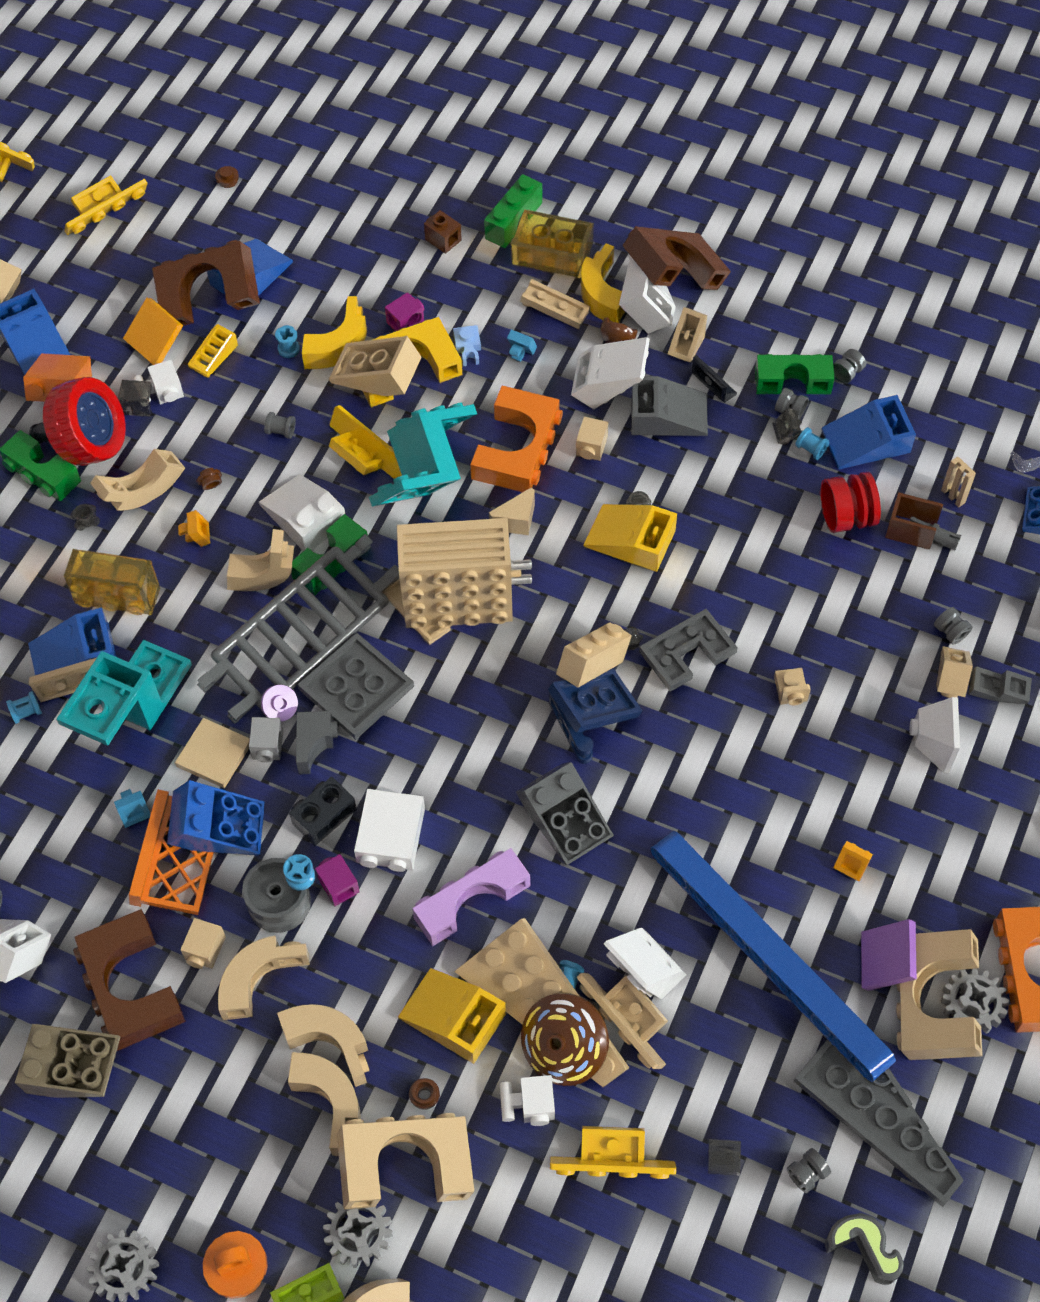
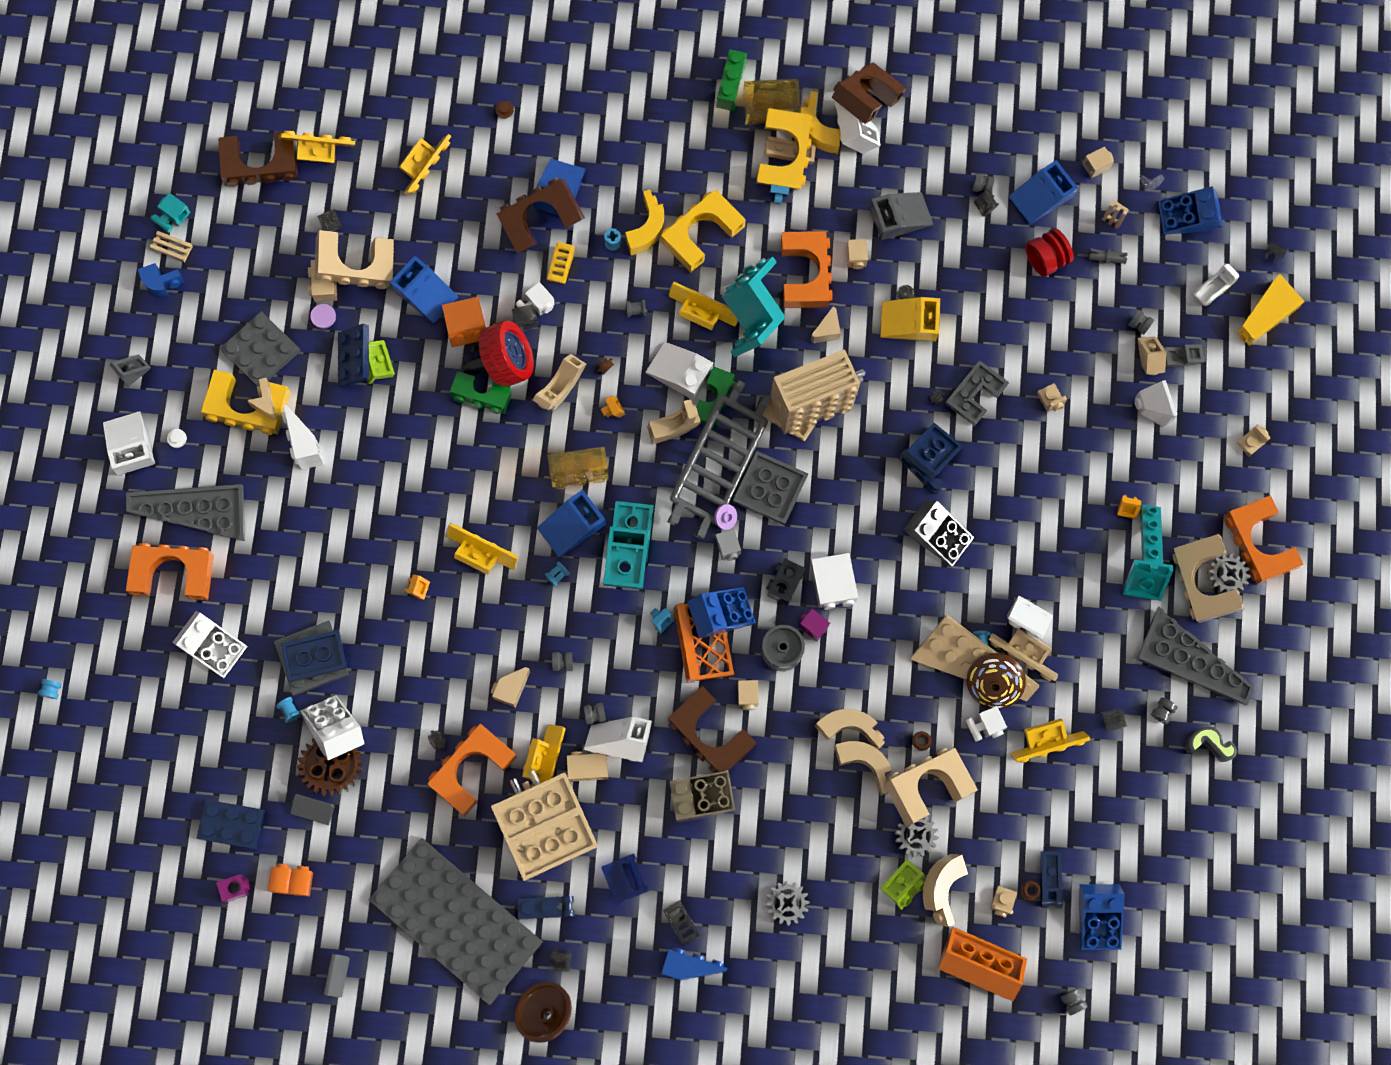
camera: 25 degrees left, 15 degrees up
(59, 681) = (583, 544): tan tile -> none
(83, 511) = (530, 426): clear smoke plate -> none
(152, 331) = (513, 262): light orange tile -> none
(213, 753) = (696, 564): tan tile -> none
(235, 1264) = (851, 879): orange tile -> none
(248, 967) = (780, 711): tan arch -> none
(298, 865) = (795, 629): dark azure wheel -> none
(313, 736) = (757, 531): dark grey arch -> none
(377, 366) = (691, 245): tan slope -> none
(404, 312) = (687, 191): magenta brick -> none
(442, 231) = (685, 112): reddish brown brick -> none
(454, 1013) = (921, 686): yellow slope -> none
(467, 342) = (739, 199): light blue plate -> none
(500, 876) = (916, 589): lavender arch -> none
(545, 326) = (798, 126): none -> yellow arch
(593, 654) = (922, 420): tan brick -> none
(609, 370) = (854, 198): white slope -> none
(616, 332) = (844, 162): reddish brown hair -> none
(688, 334) = (893, 150): tan slope -> none
(712, 380) = (921, 179): black slope -> none
(774, 957) = (1099, 585): blue beam -> none
(812, 443) = (1007, 211): dark azure bush -> none
(813, 370) = (990, 152): green arch -> none
(847, 957) = (1149, 576): none -> teal bracket
(851, 363) = (1012, 140): dark grey wheel -> none
(888, 955) = (1176, 555): medium lavender tile -> none
(911, 532) = (1092, 261): reddish brown piece -> none
(957, 418) = (1098, 162): none -> tan brick

